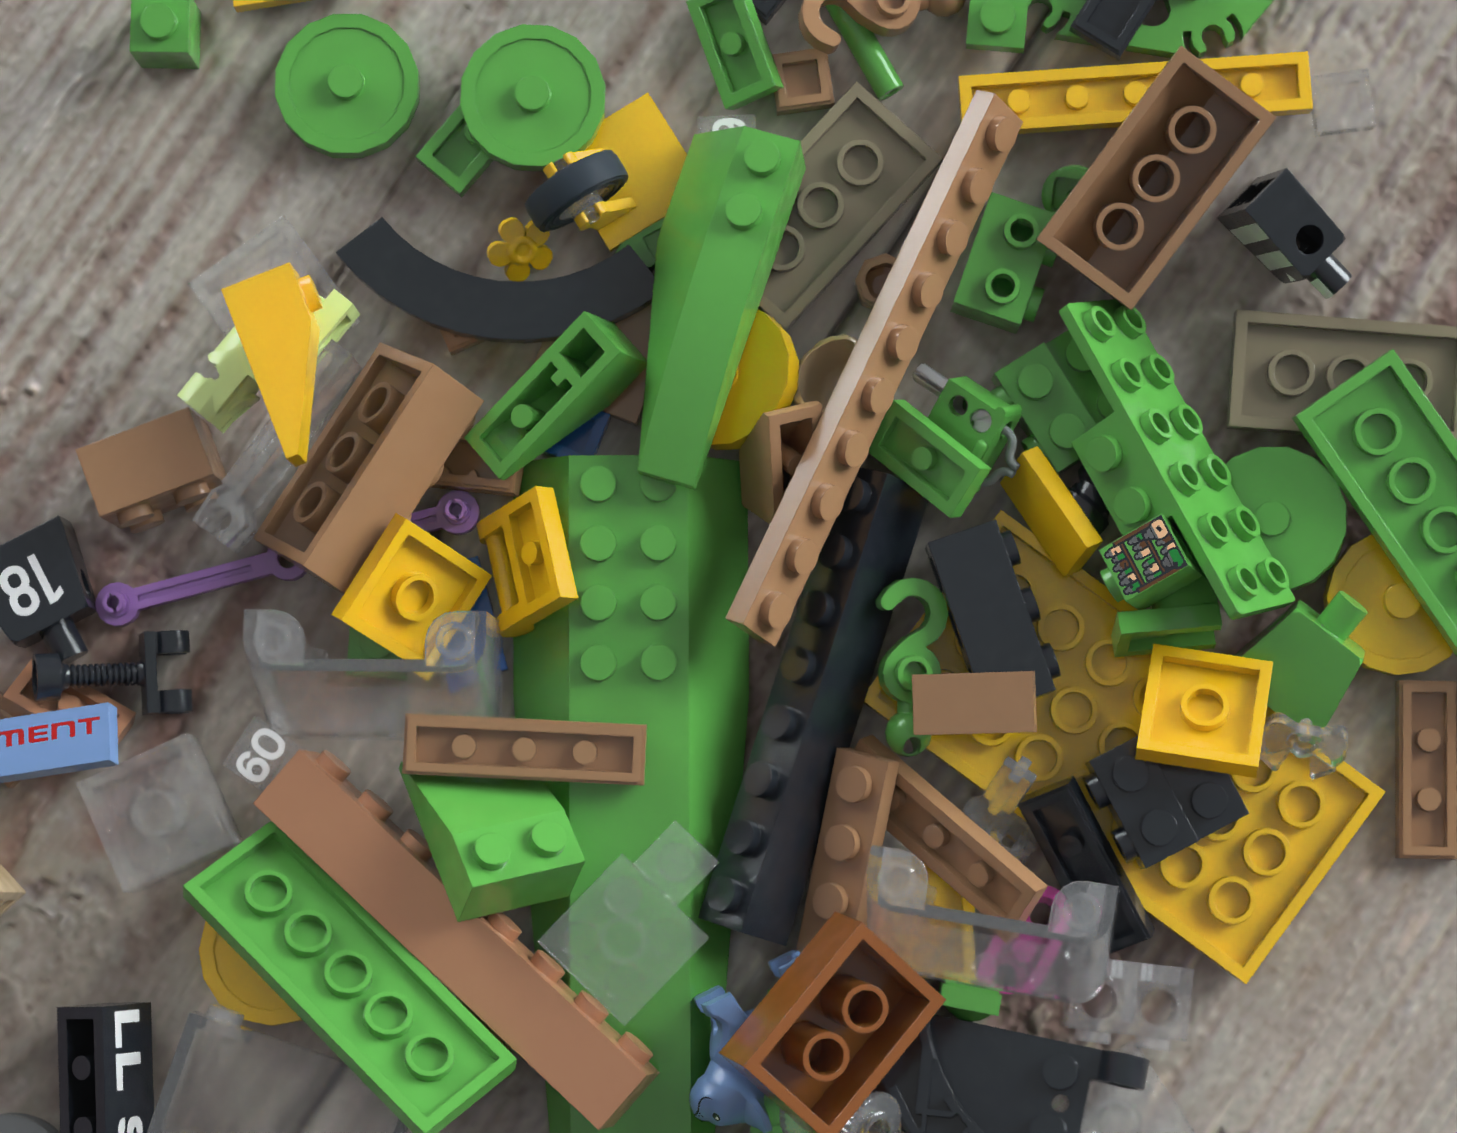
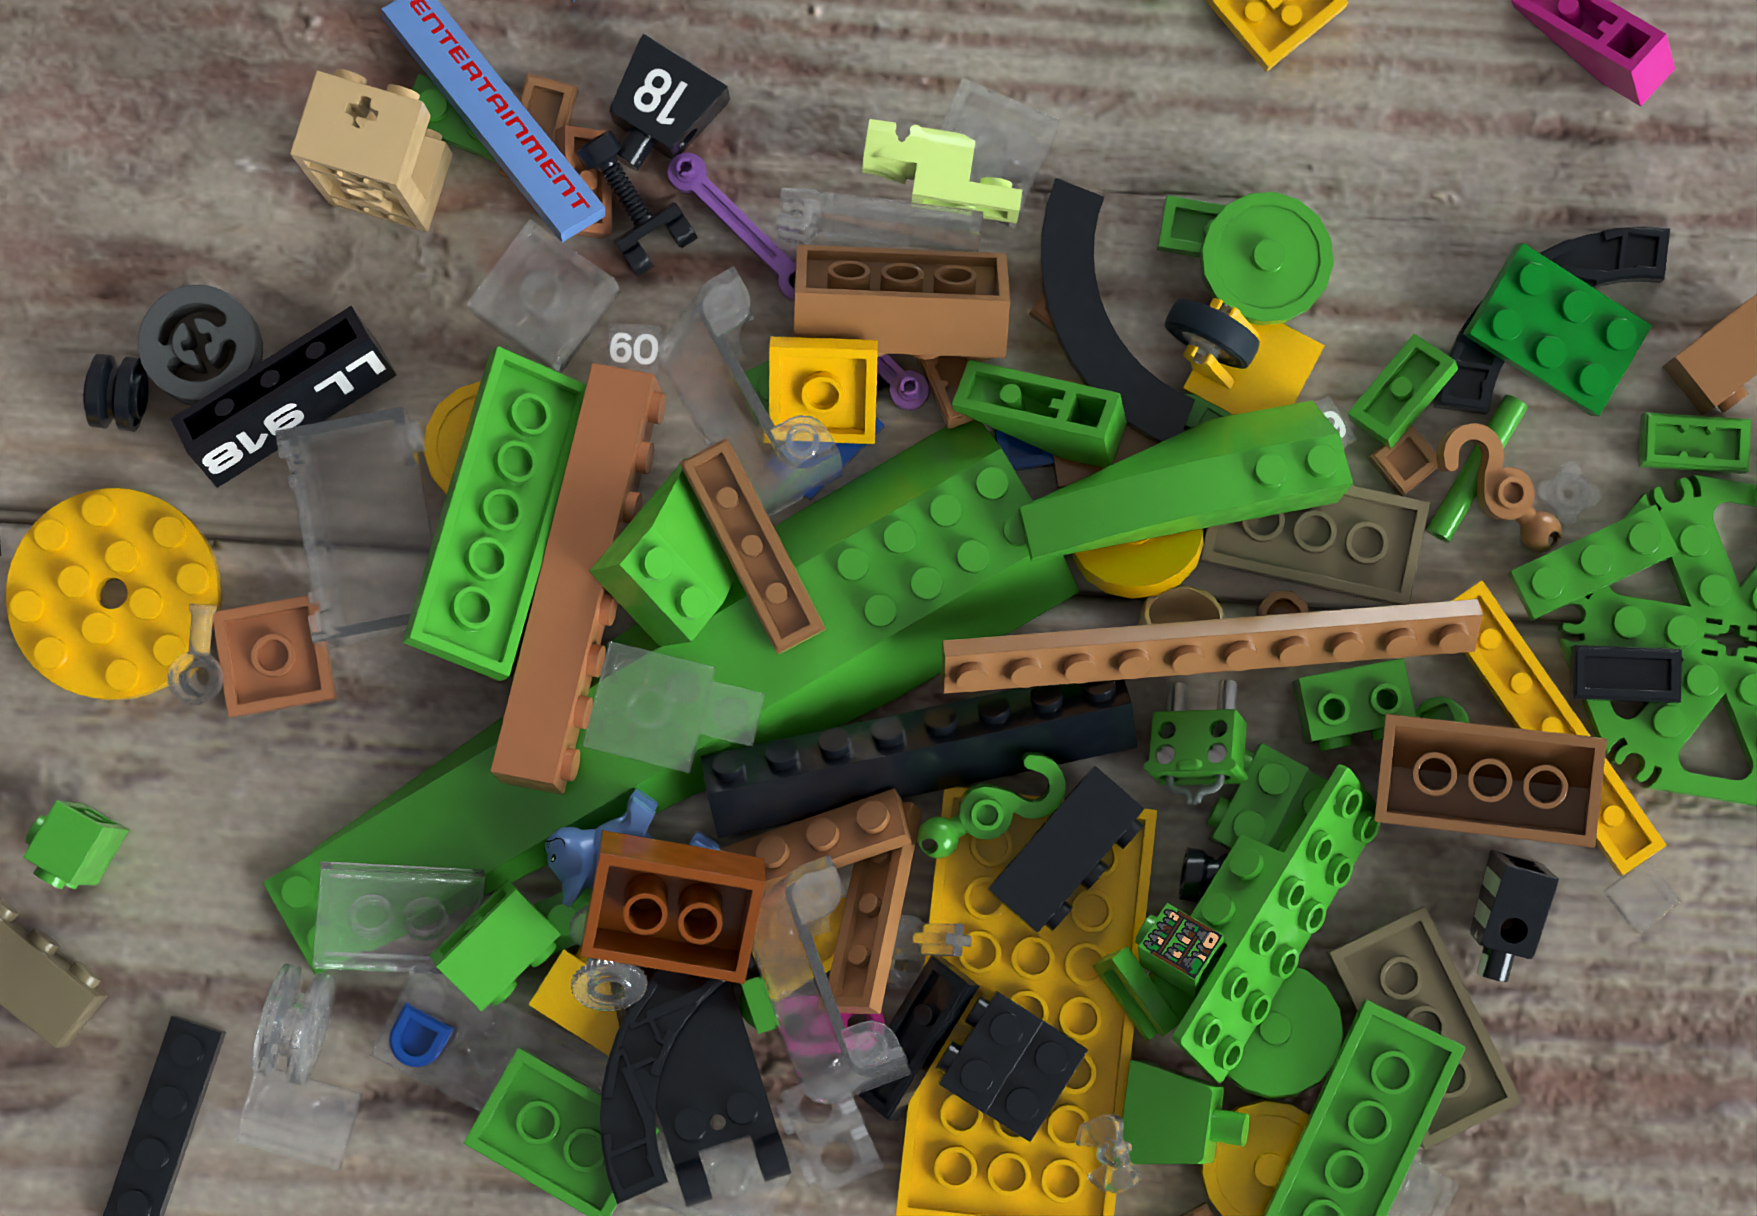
camera: 55 degrees right, 0 degrees up
(152, 470) = (803, 136): medium nougat brick -> none
(281, 344) = (953, 174): yellow slope -> none
(347, 86) = (1192, 111): bright green wheel -> none
(519, 249) = (1142, 317): yellow plant -> none
(528, 560) = (901, 464): yellow plate -> none
(773, 454) = (1095, 605): medium nougat slope -> none
(928, 459) = (1162, 728): bright green plate -> none
(974, 703) = (989, 874): medium nougat tile -> none
(1051, 512) = (1177, 851): yellow tile -> none
(1204, 710) = (1089, 1059): yellow plate -> none

